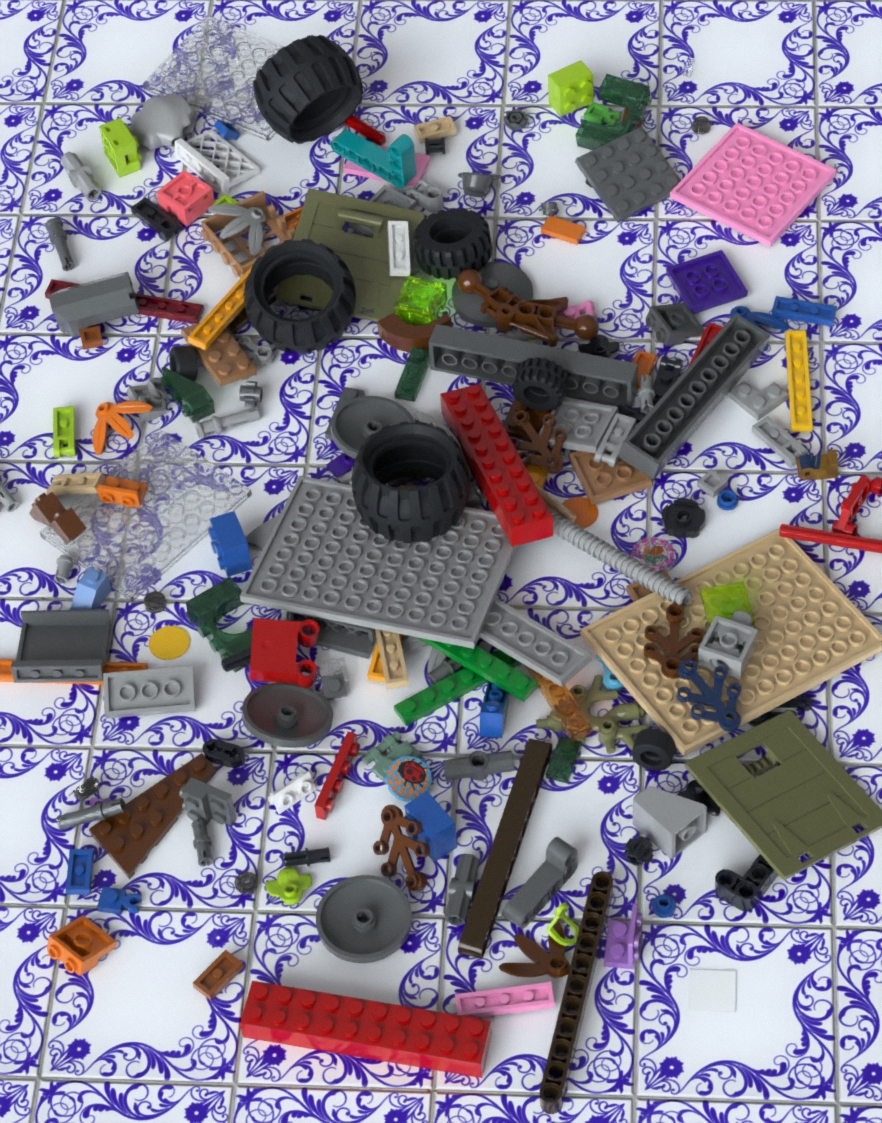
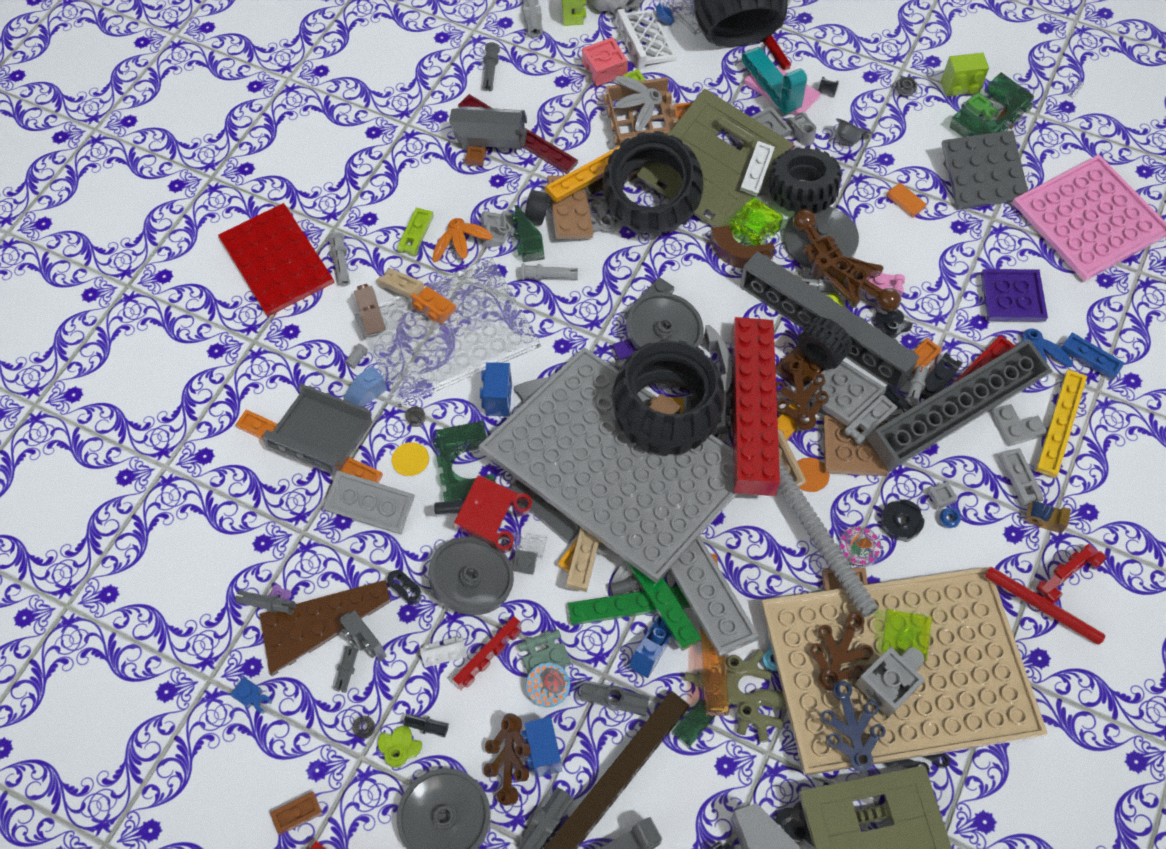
camera: 20 degrees right, 10 degrees up
(79, 871) = (232, 653): blue plate -> none
(80, 945) = (196, 729): orange plate -> none
(87, 789) = (275, 574): clear smoke plate -> none
(156, 218) = (574, 71): black plate -> none
(250, 393) = (579, 254): dark grey gear -> none
(413, 374) = (722, 287): clear green plate -> none
(435, 129) = (835, 71): tan plate -> none
(549, 208) = (902, 176): dark grey plate -> none
(653, 749) = (779, 754): black tyre -> none
(673, 323) = (968, 324): dark grey plate -> none
(701, 125) = (1065, 146): clear smoke plate -> none

